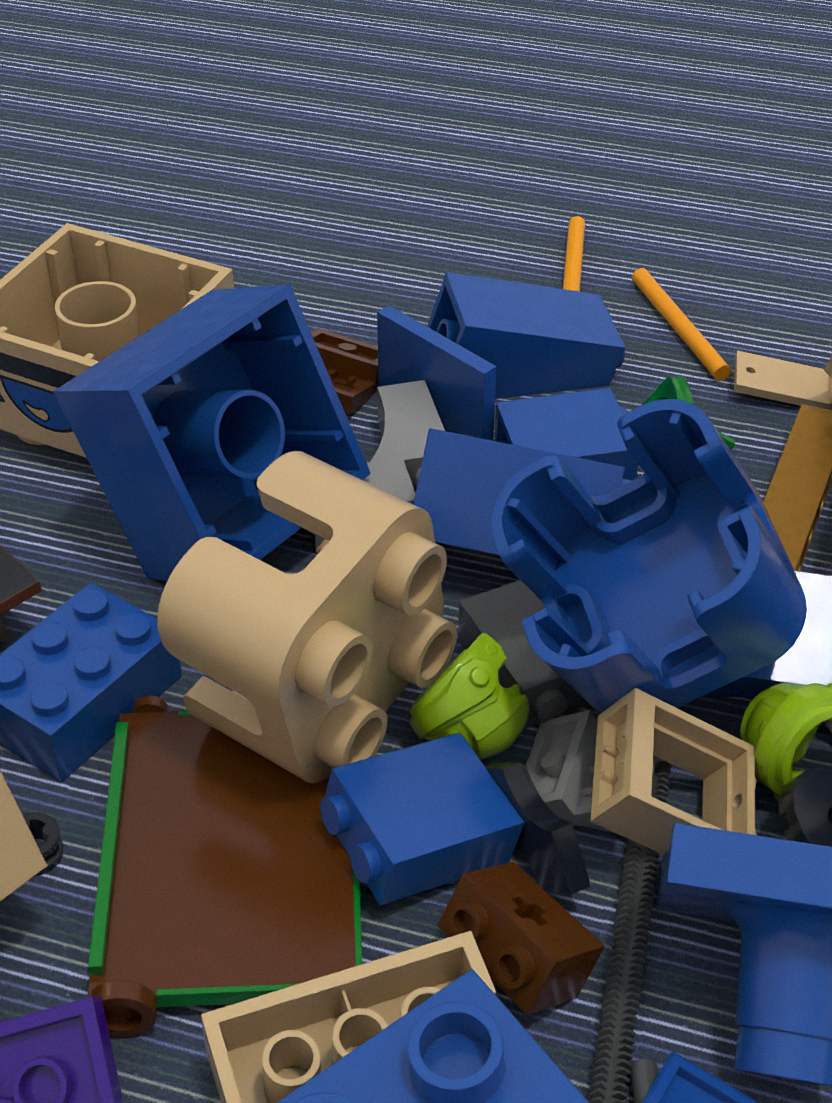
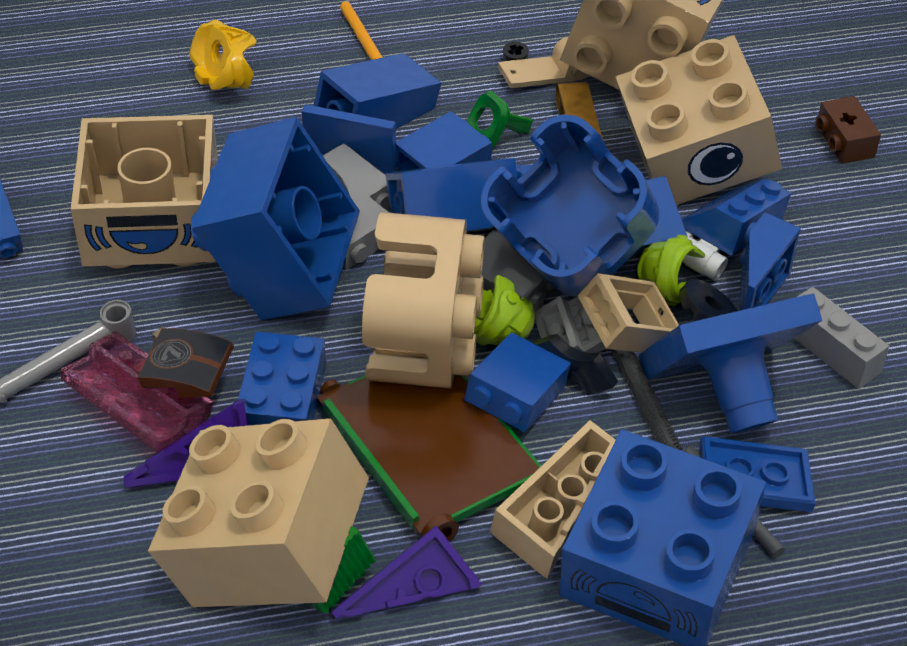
camera: 30 degrees left, 5 degrees up
(346, 226) = (222, 69): none -> yellow piece
(523, 935) = (603, 409): reddish brown brick -> none
(681, 324) = (451, 54): light orange bar -> none
(775, 345) = (515, 51): none -> black bush

